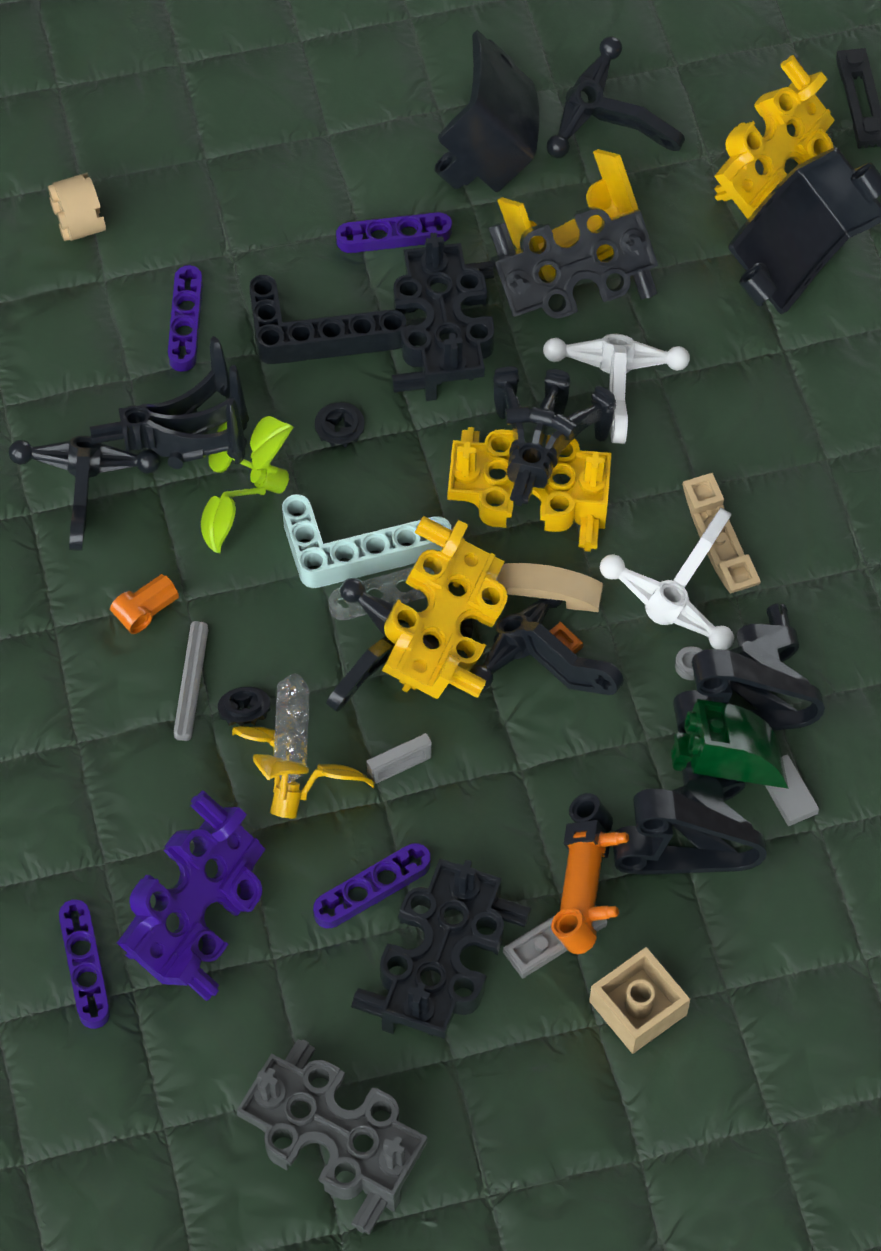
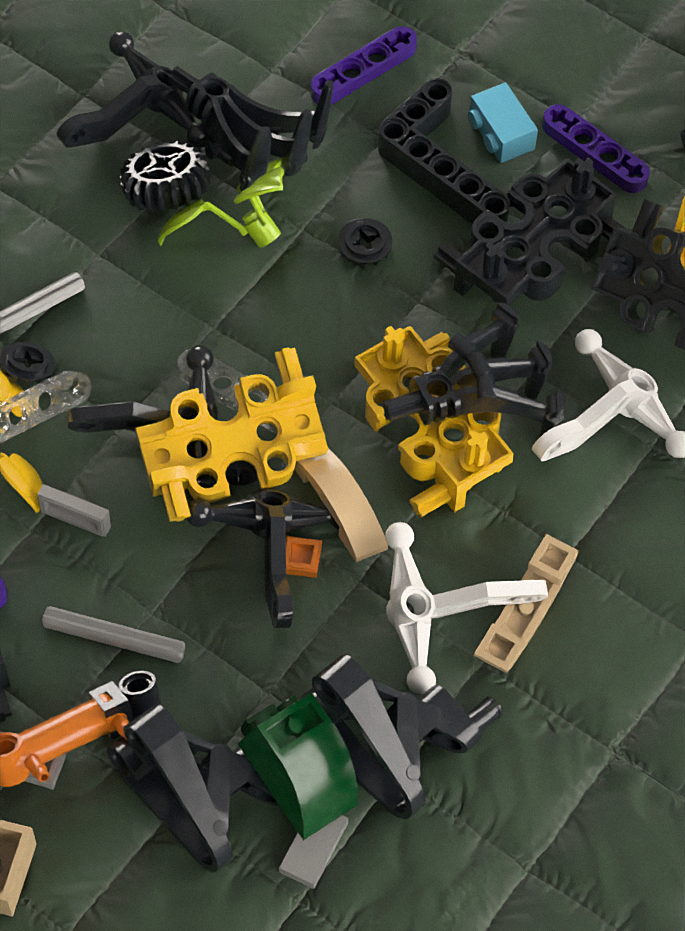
camera: 50 degrees right, 0 degrees up
(137, 608) = (55, 225): orange piece -> none
(170, 505) = (165, 176): none -> black gear
(322, 269) = (502, 123): none -> medium azure brick
(355, 548) = (251, 338): light aqua beam -> none
(519, 803) = (114, 634): none -> light grey axle
(683, 662) = (379, 669): light grey tile -> none

